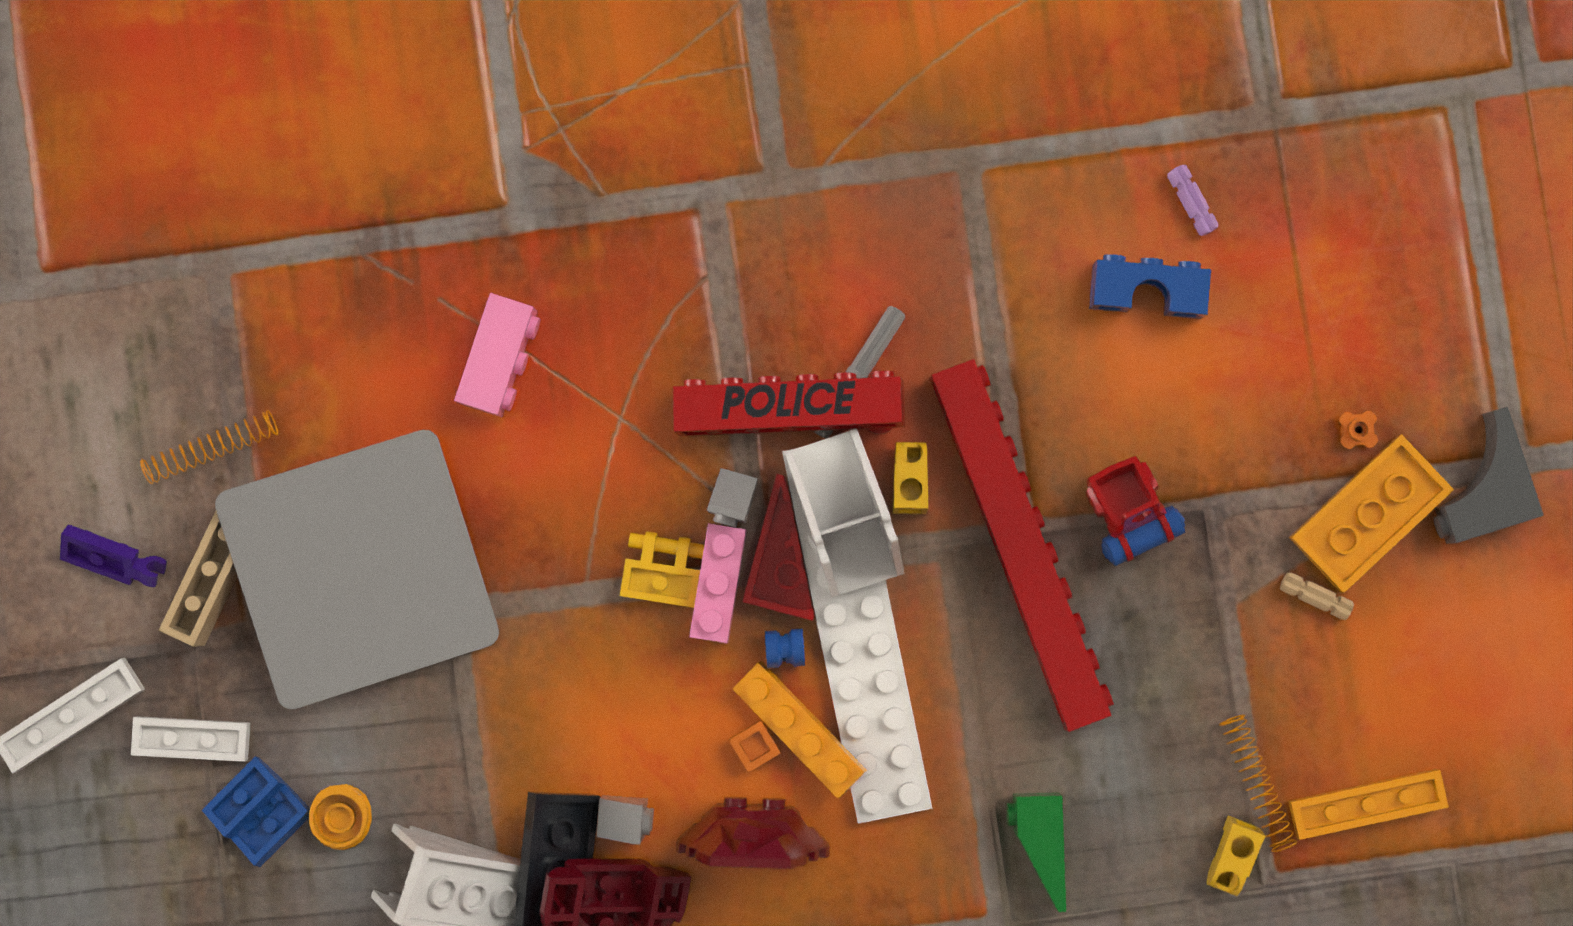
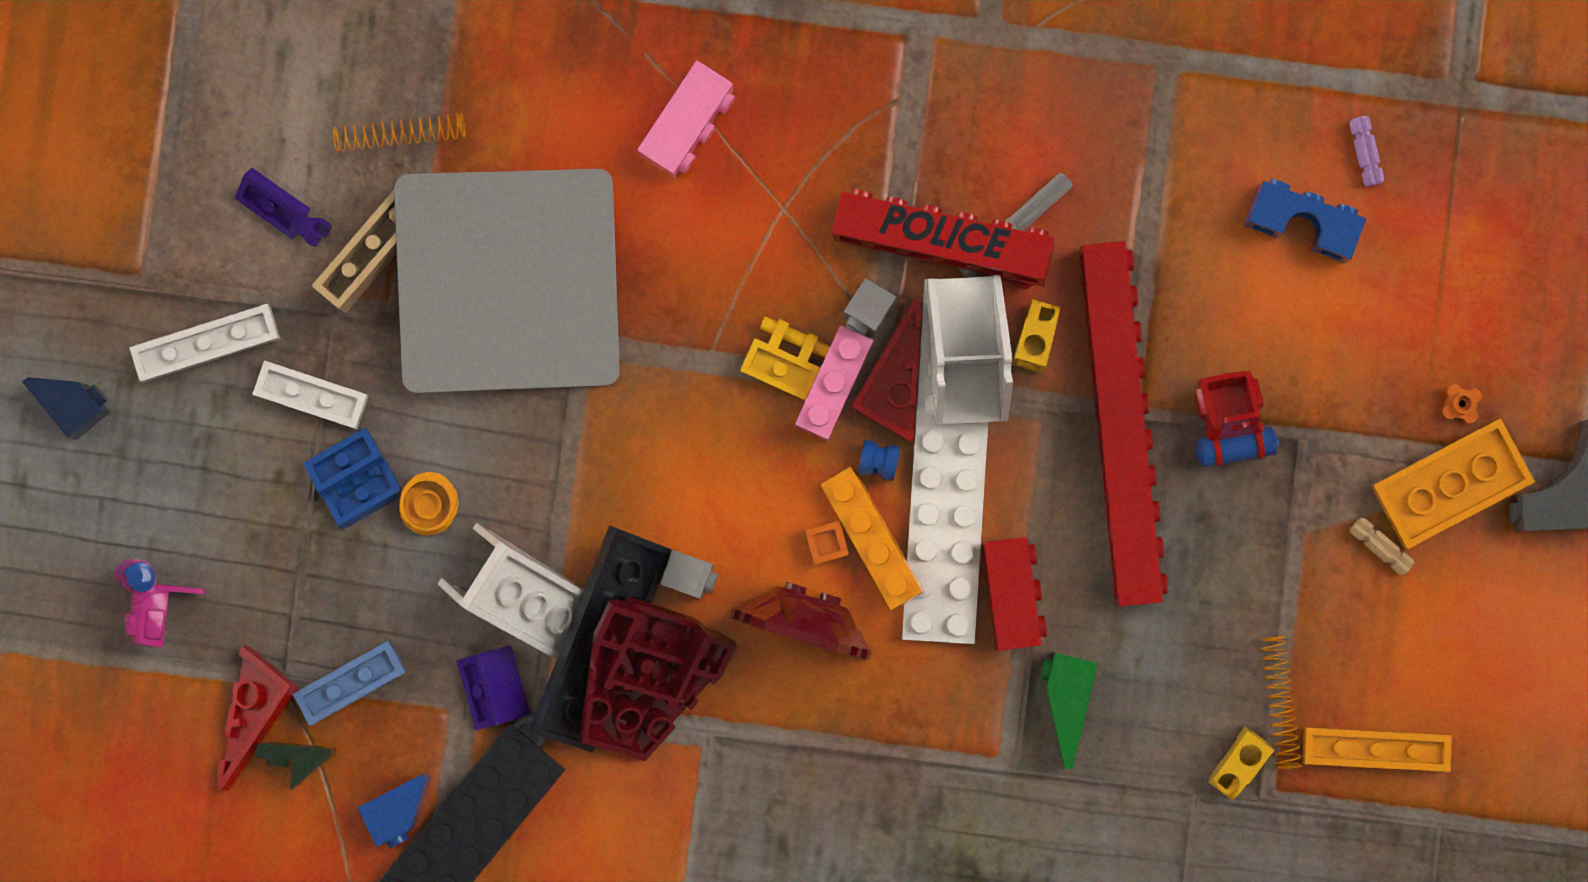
camera: 10 degrees right, 0 degrees up
(958, 746) = (1013, 593): none -> red brick

